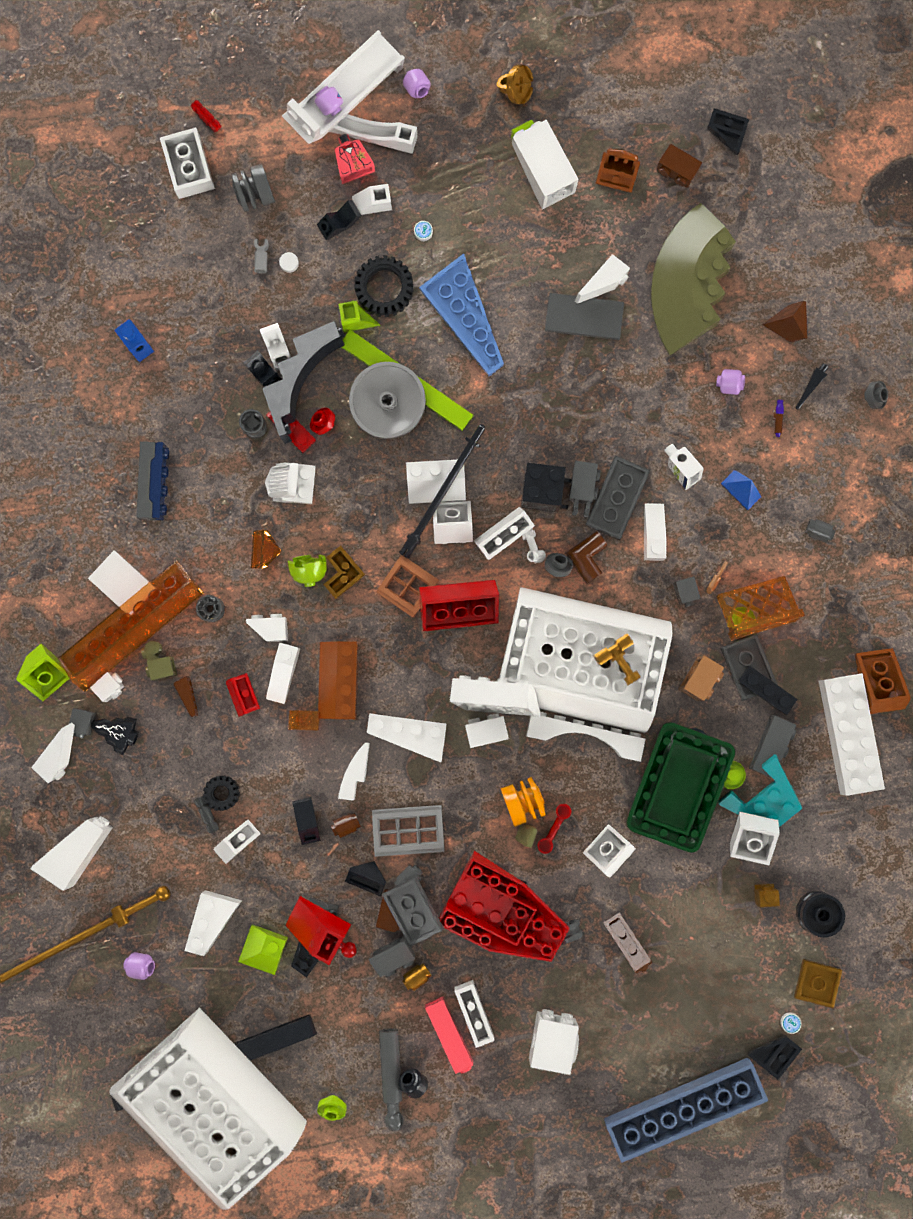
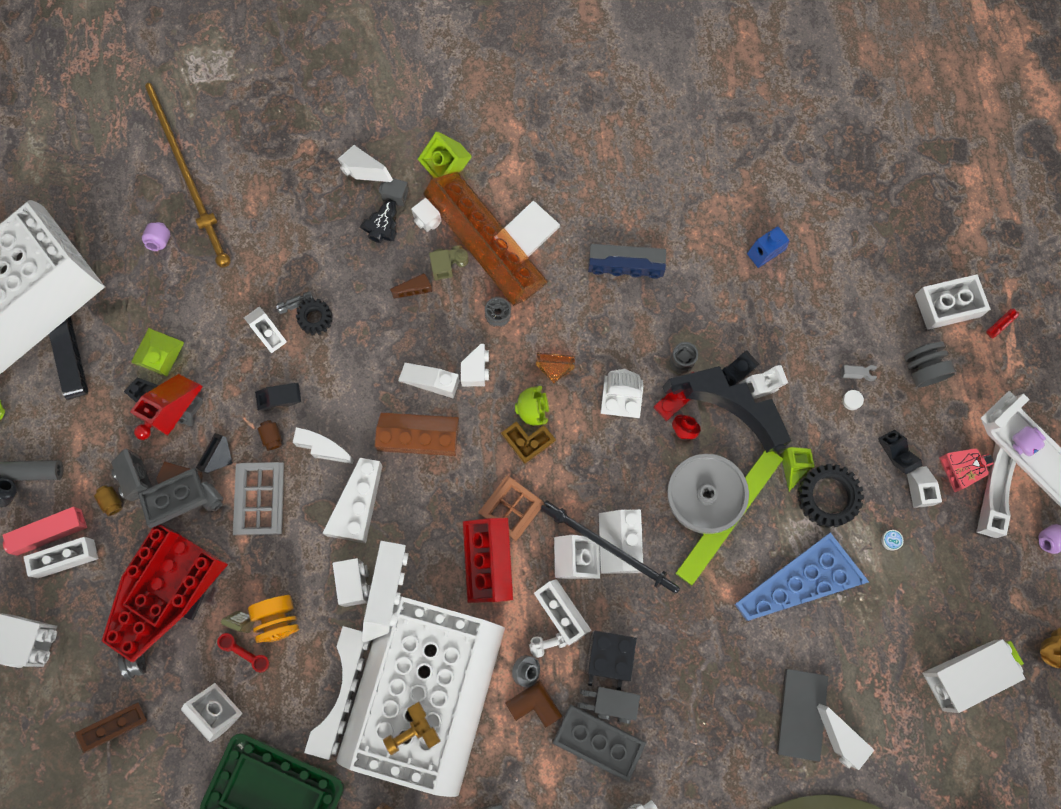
camera: 90 degrees right, 10 degrees down
(72, 855) = (265, 177): white slope -> none
(209, 920) = (191, 301): white wedge -> none
(242, 694) = (410, 341): red slope -> none
(304, 720) = (379, 397): clear orange bracket -> none
(618, 169) = (972, 762): dark orange piece -> none
(654, 532) = (559, 783): white slope -> none

